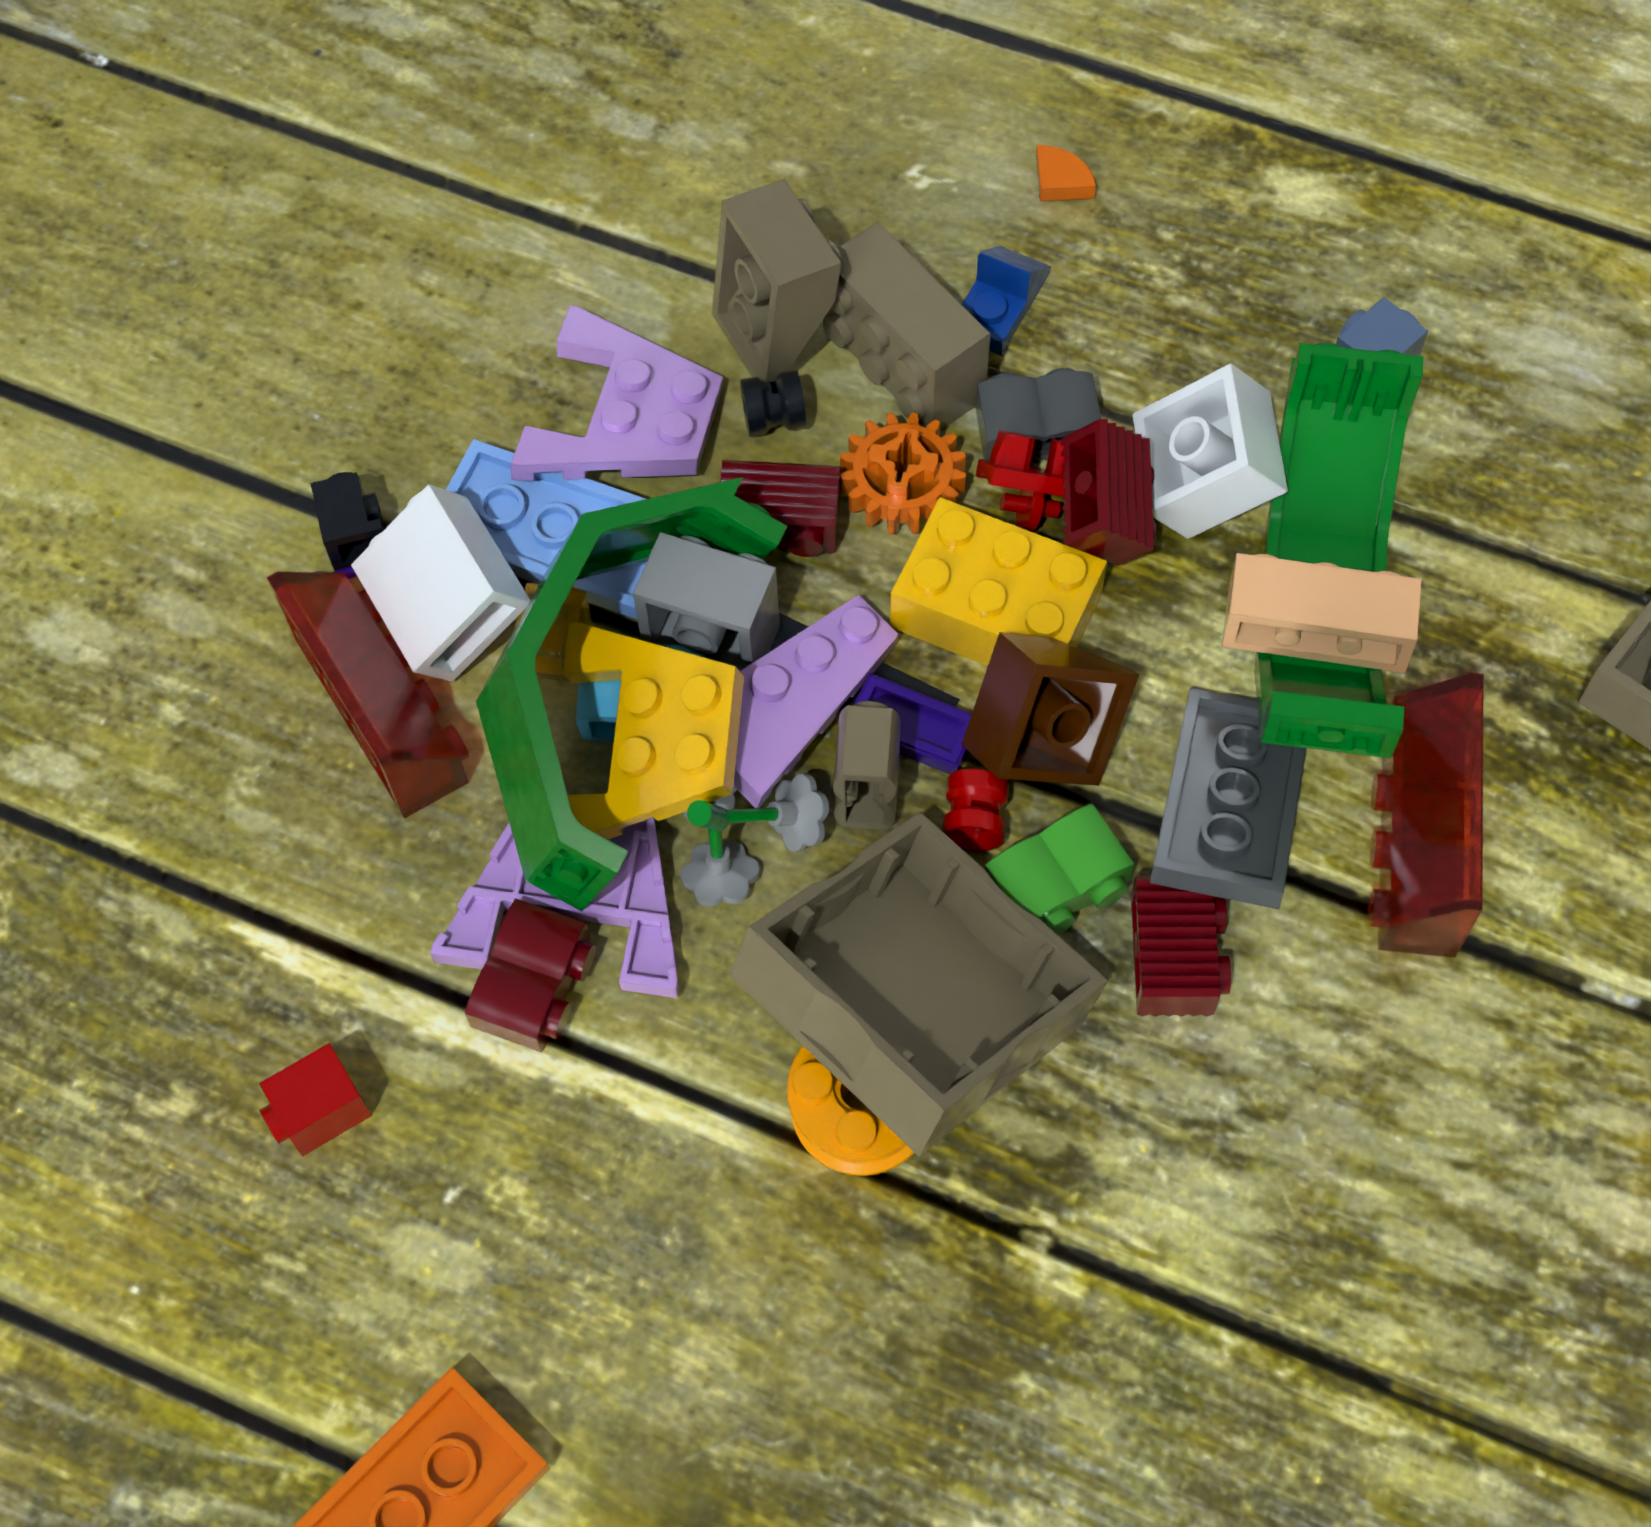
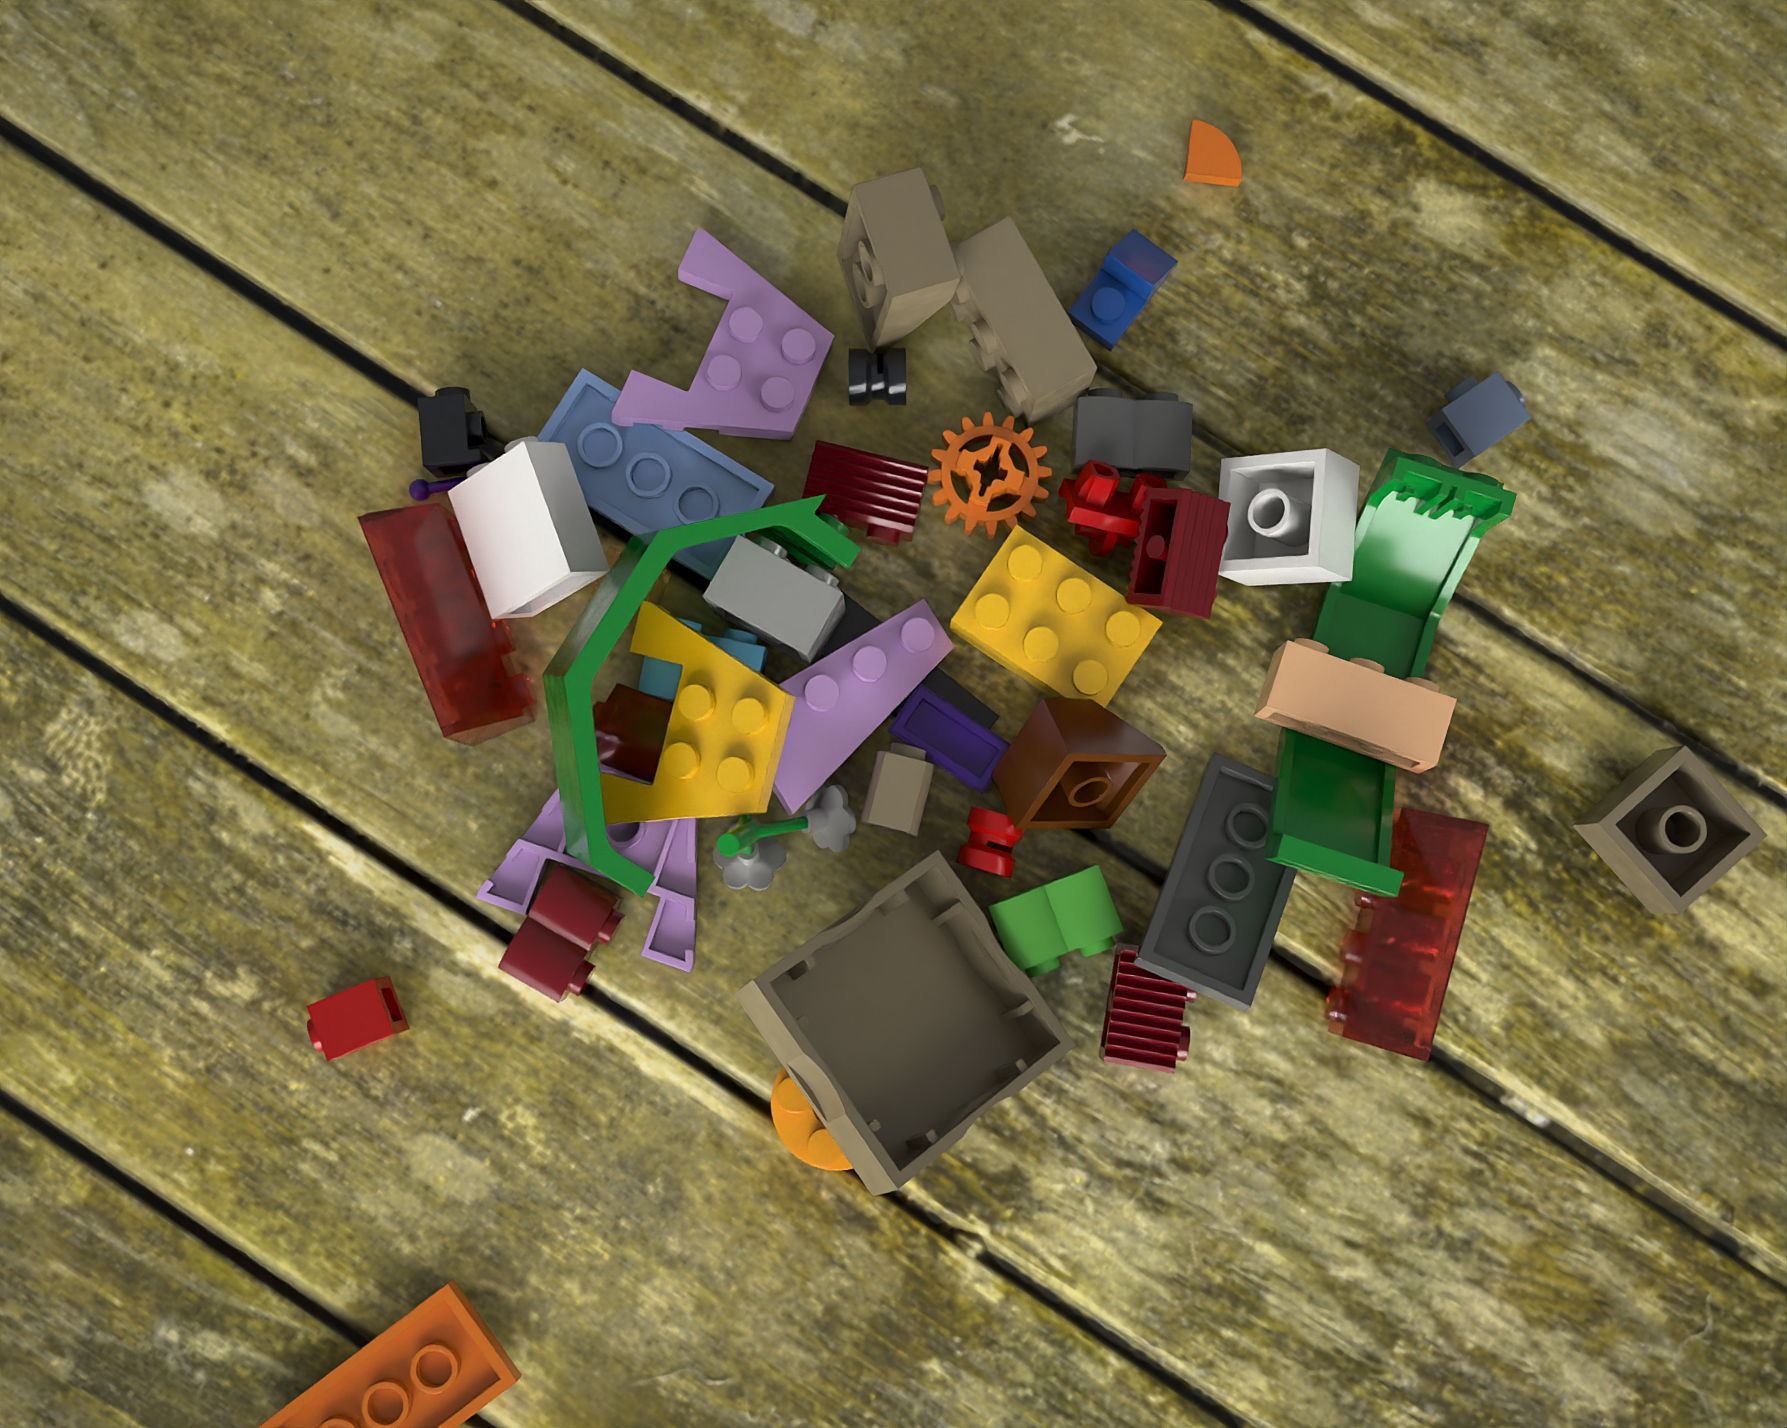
camera: 10 degrees right, 20 degrees up
(583, 751) = (631, 731): none -> clear red brick

